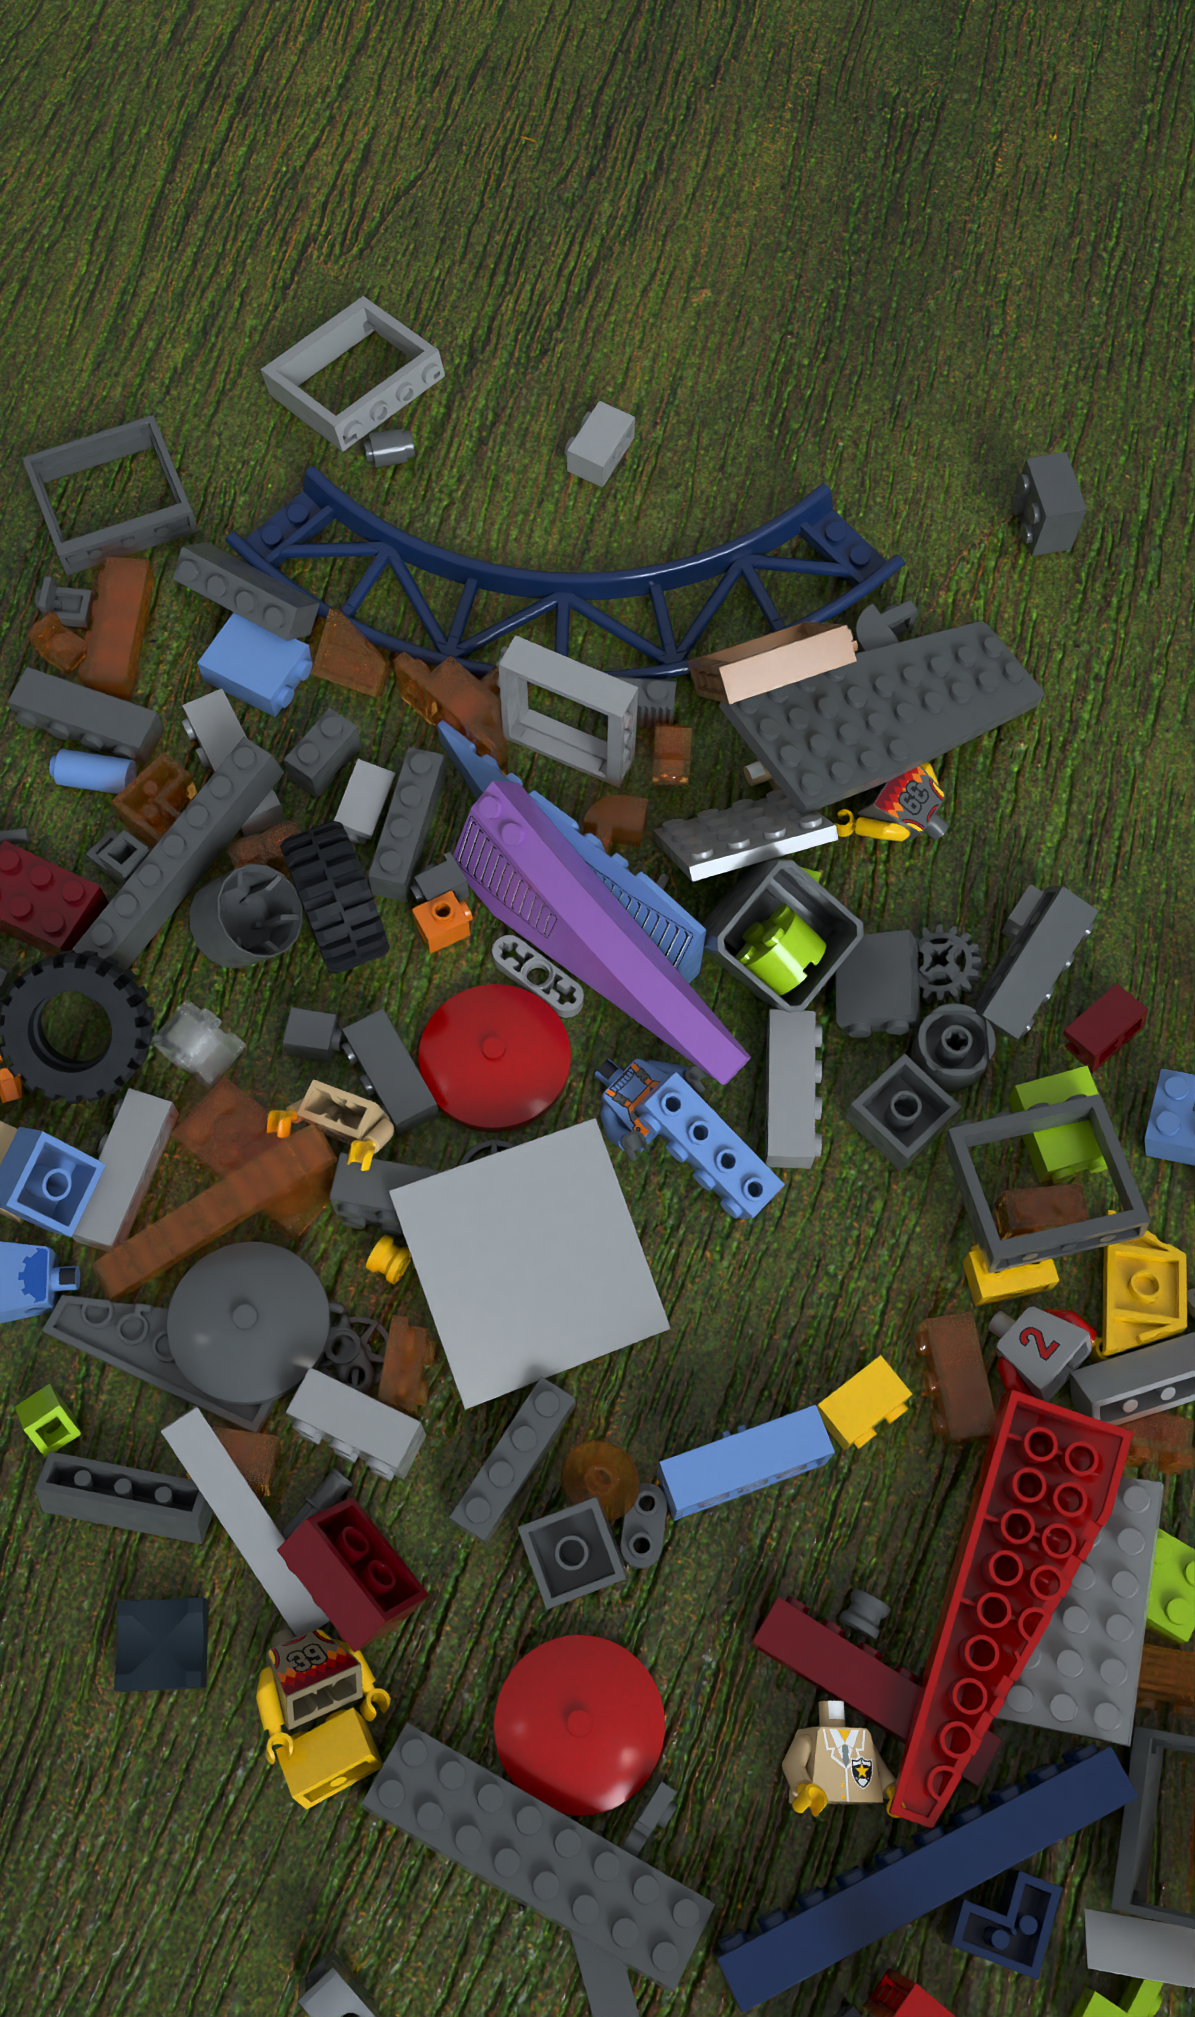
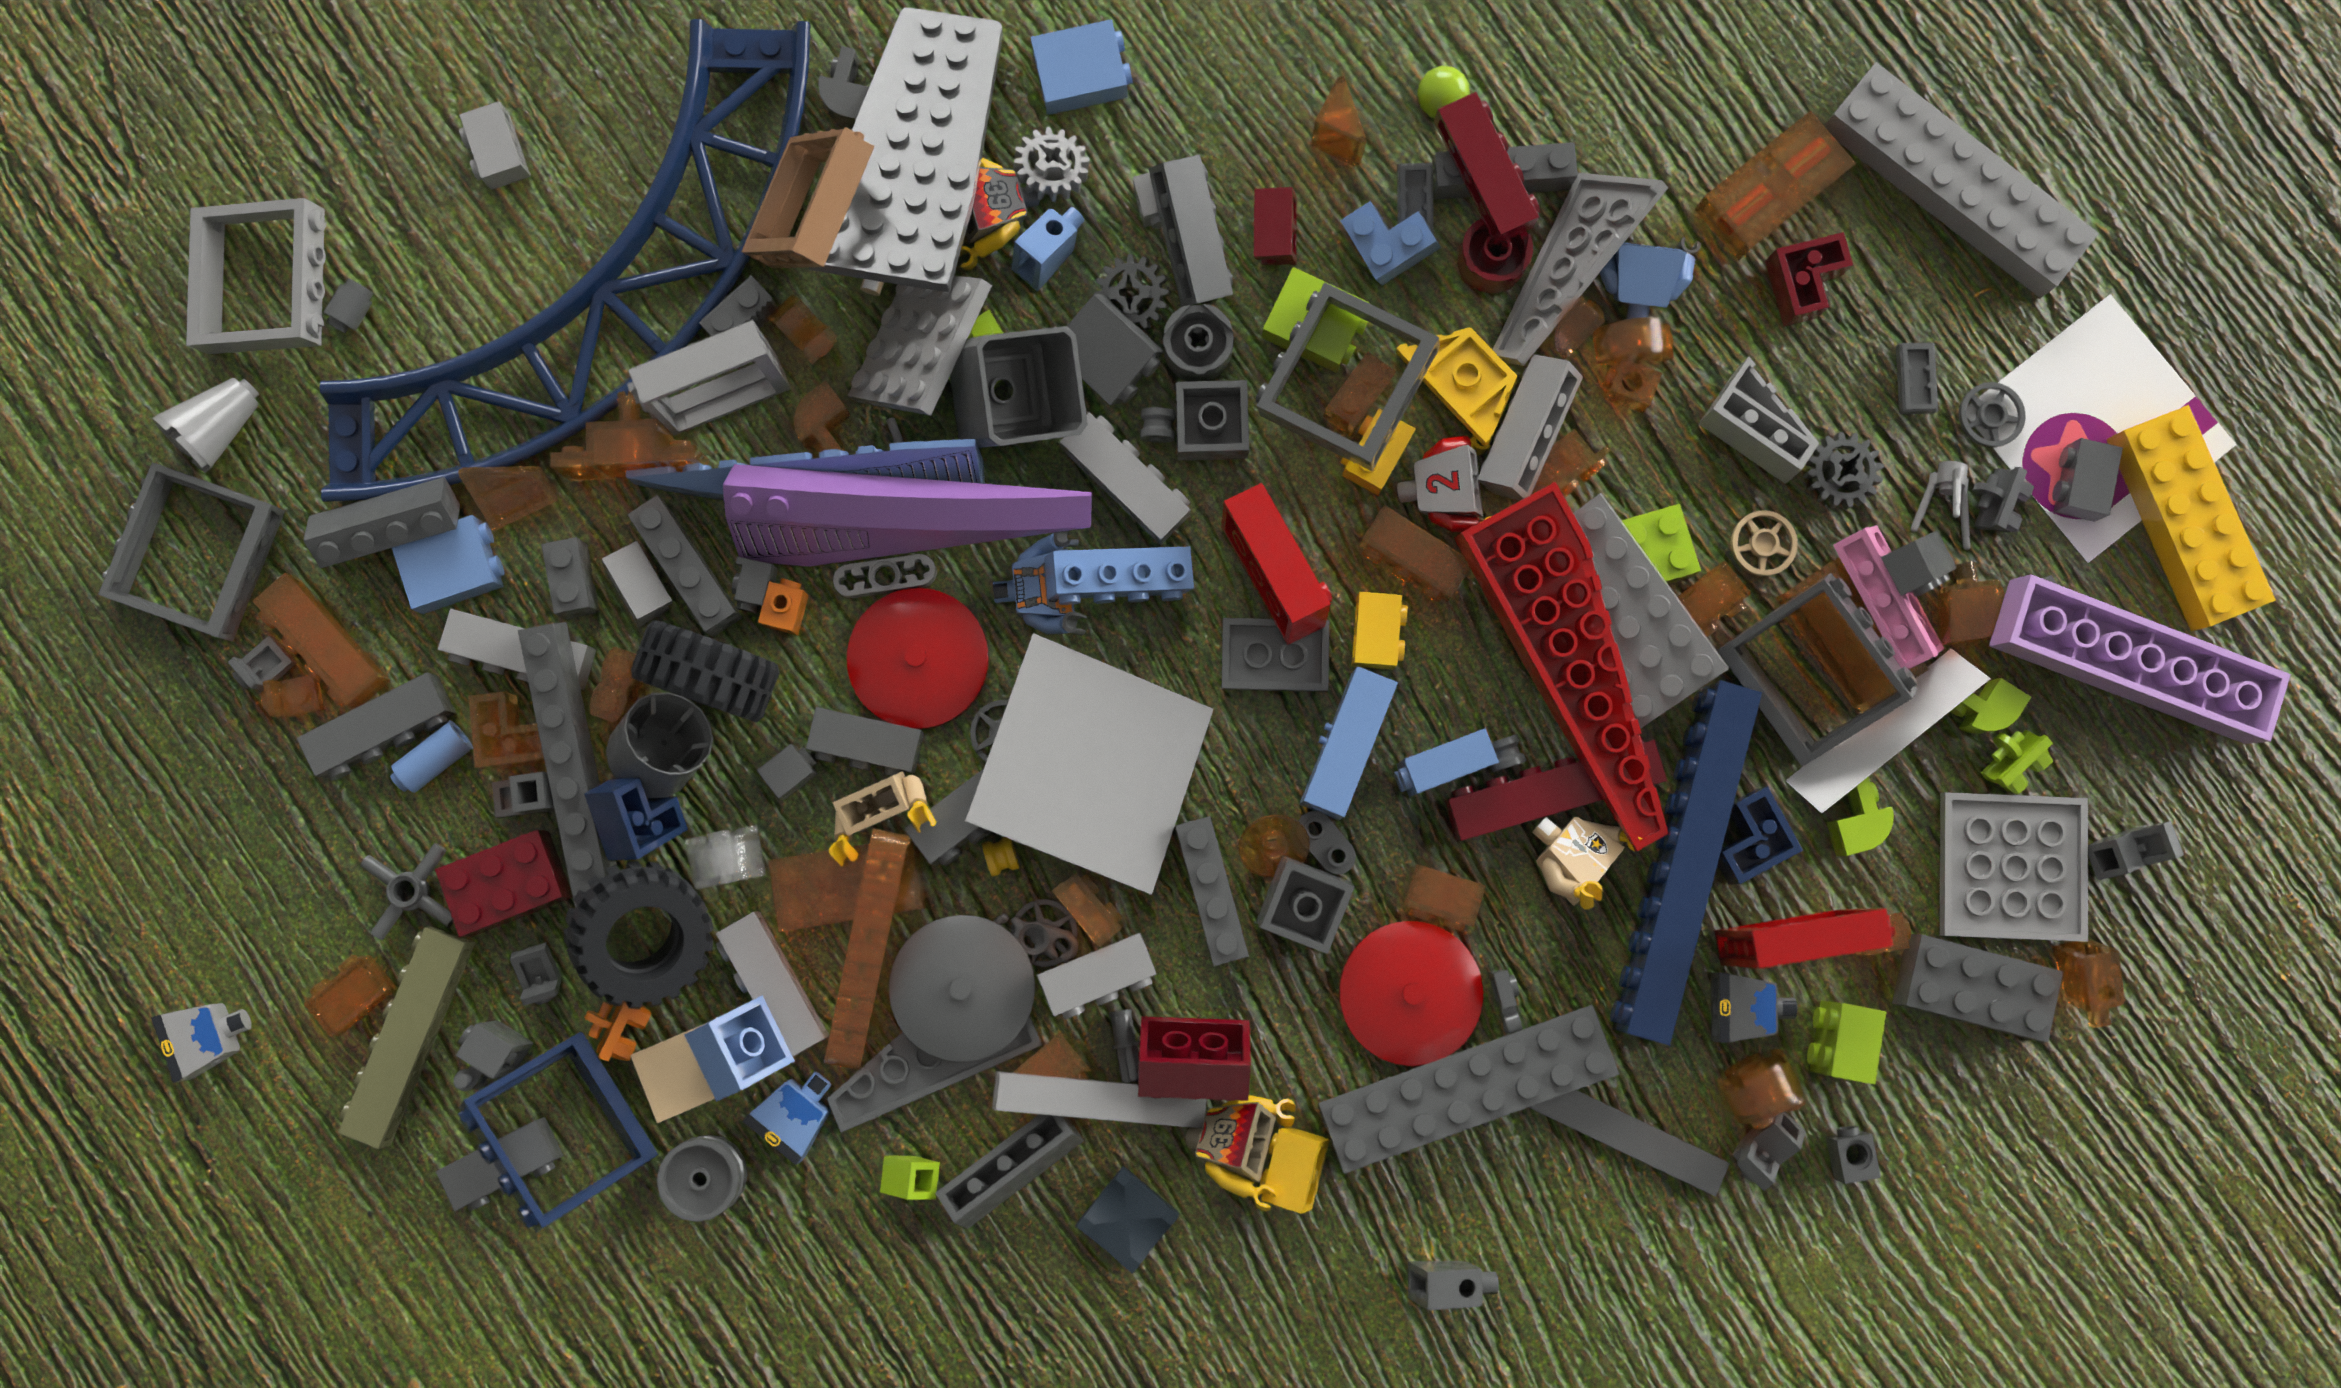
camera: 50 degrees left, 15 degrees up
(162, 943) = (630, 821): none -> dark blue brick
(218, 427) = (208, 421): none -> light grey cone
(690, 1674) = (1444, 897): none -> clear orange brick
(762, 1337) = (1261, 660): none -> dark grey plate
(781, 949) = (1030, 398): lime brick -> none
(806, 1564) = (1445, 763): none -> medium blue brick
(836, 1264) = (1275, 564): none -> red brick
(856, 1075) = (1157, 425): none -> dark grey wheel
(911, 868) = (1045, 246): none -> medium blue torso
(977, 820) = (1051, 166): none -> light grey gear
(1073, 778) = (1081, 66): none -> medium blue brick

